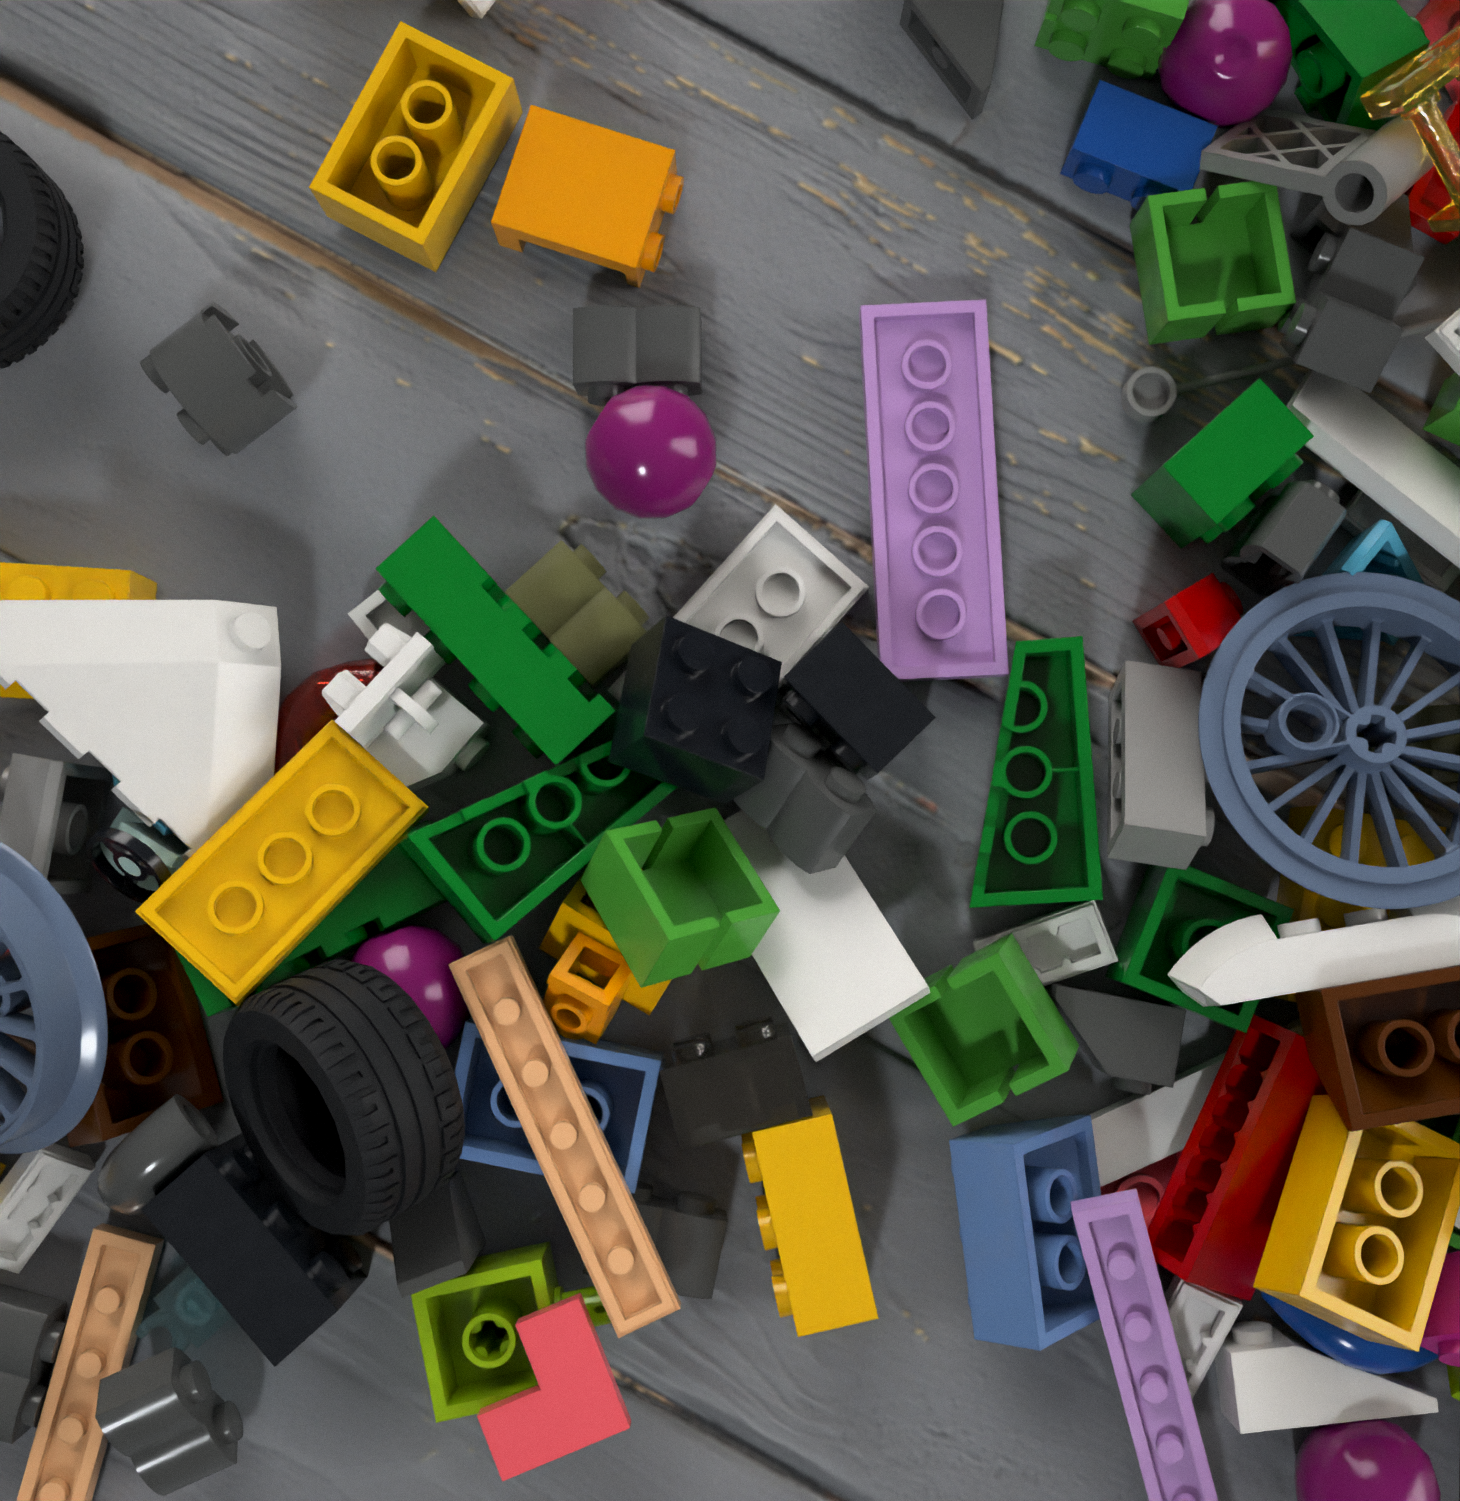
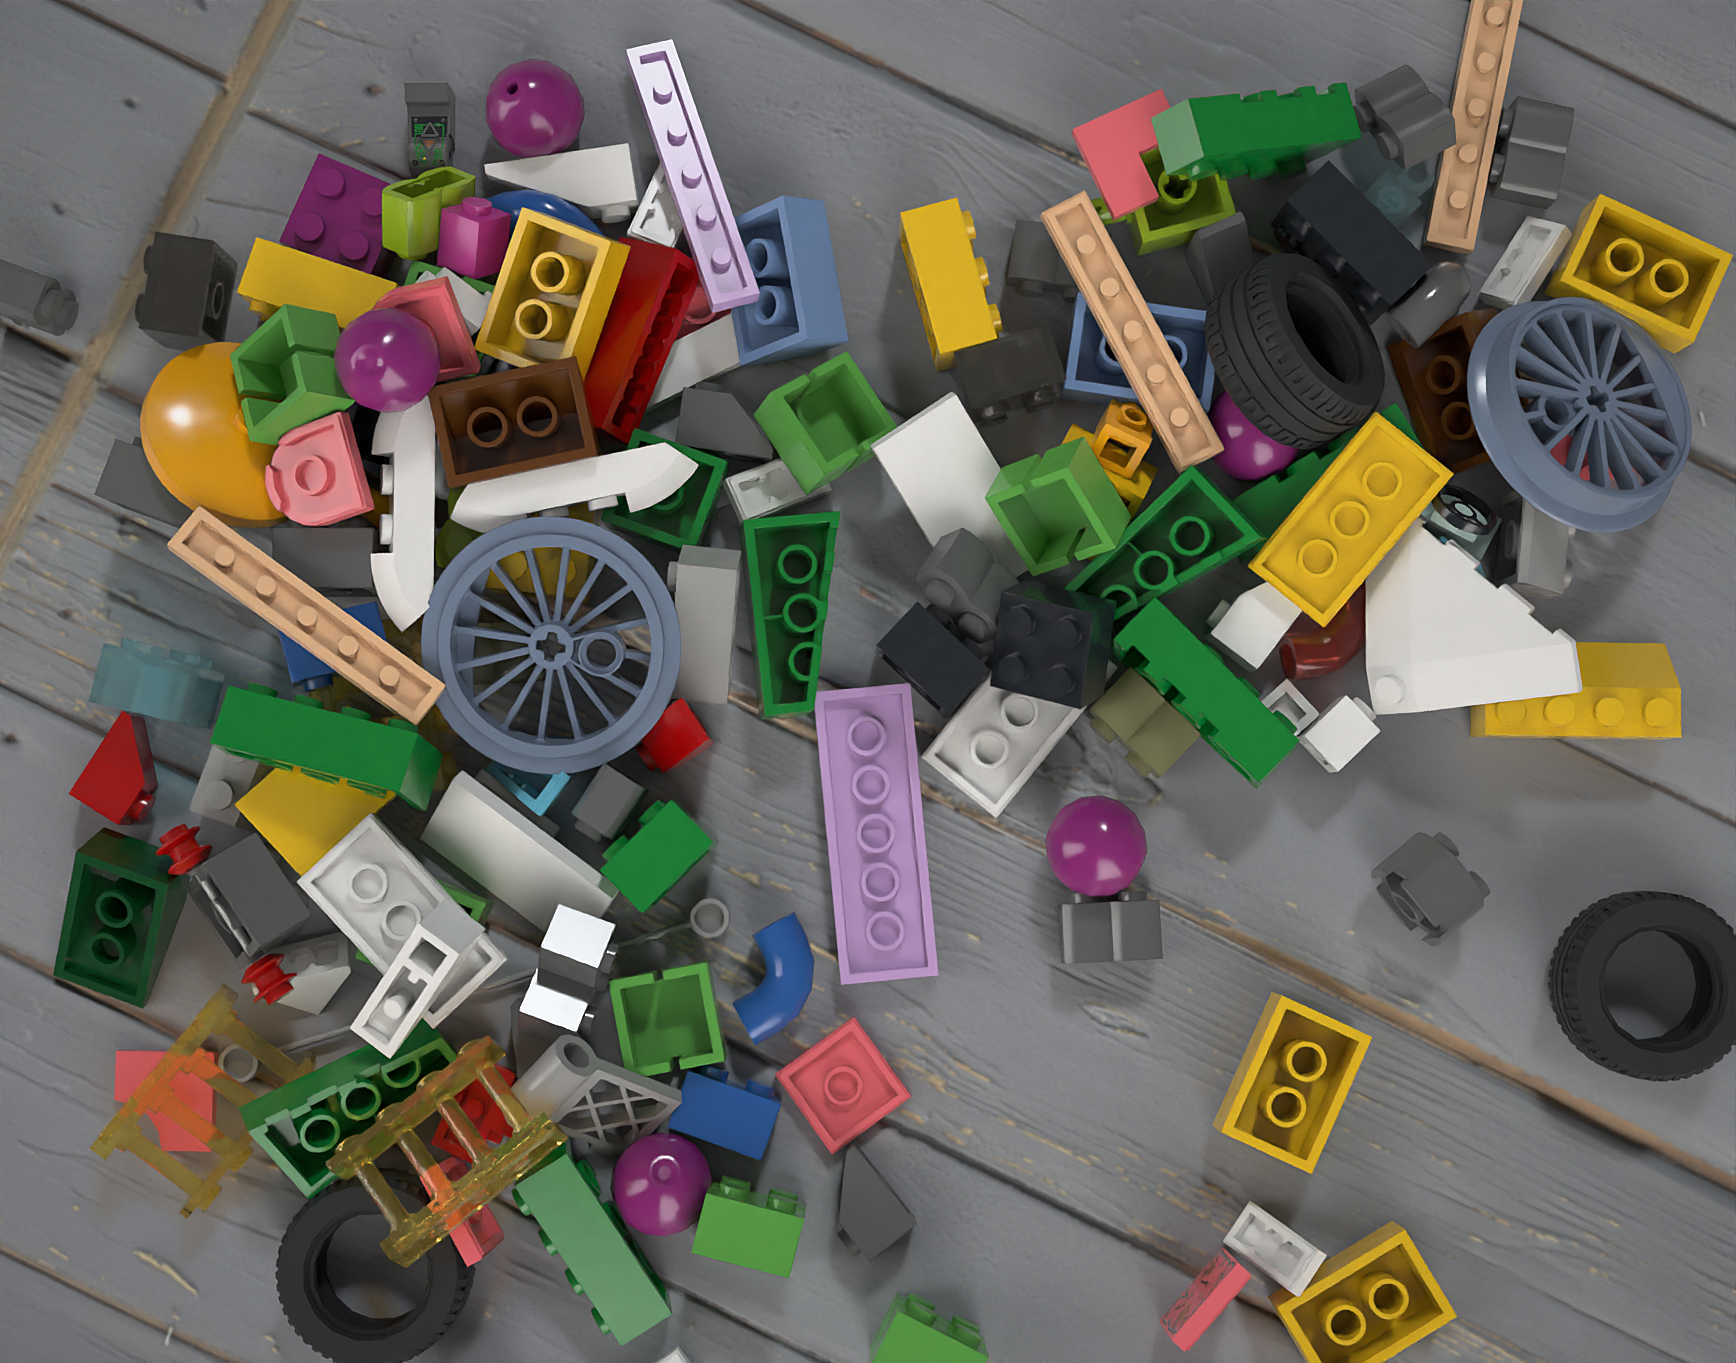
camera: 170 degrees right, 0 degrees up
(321, 587) = (1339, 732): none -> white brick
(377, 1411) = (1255, 132): none -> green wedge
(395, 695) = (1296, 635): white hips -> none
(588, 194) = (1156, 1053): light orange panel -> none
(984, 183) = (843, 1085): none -> coral tile
(1055, 306) = (786, 979): none -> blue cylinder

